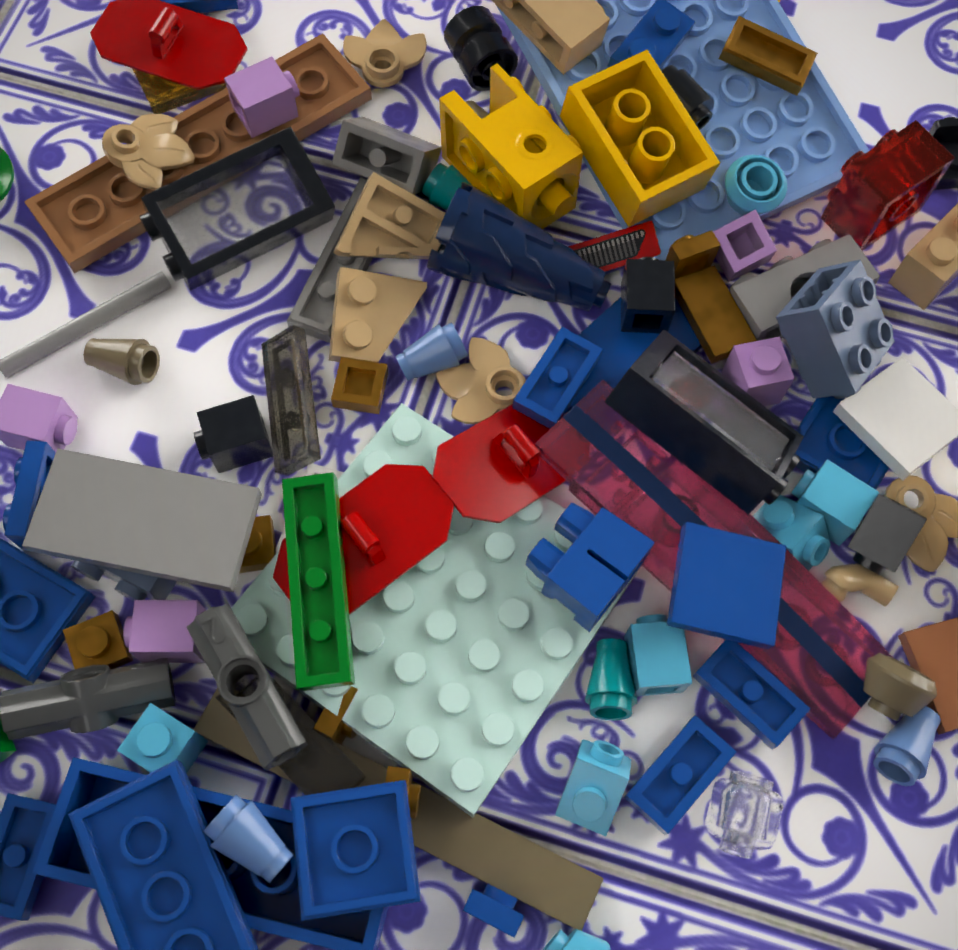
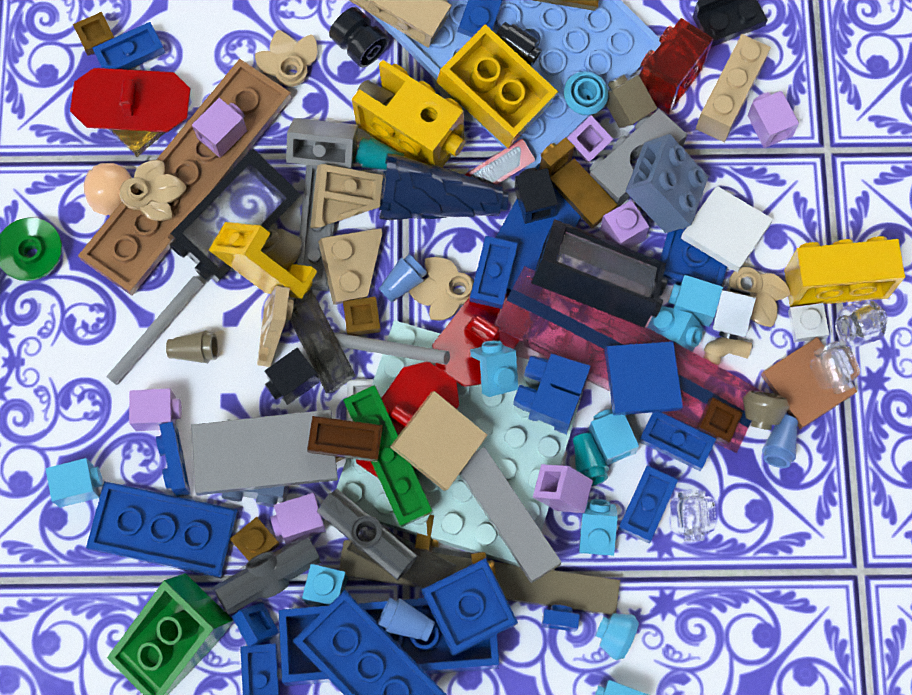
camera: 15 degrees left, 5 degrees up
(41, 765) = (255, 624): none -> blue plate
(87, 130) = (103, 187): none -> light nougat hair
(216, 242) = (241, 248): none -> yellow panel
(239, 350) = (275, 313): none -> tan wing
(261, 534) = (345, 439): none -> reddish brown tile
(281, 266) = (282, 247): none -> dark tan cone
(385, 437) = (393, 348): none -> light grey bar
(396, 581) = (438, 441): none -> tan tile
(465, 726) = (509, 516): none -> light grey tile
(518, 505) = (497, 368): none -> medium azure bracket
(559, 710) = (562, 488): none -> lavender brick
(810, 213) = (628, 100): none -> dark tan brick
(822, 683) = (719, 420): none -> reddish brown tile

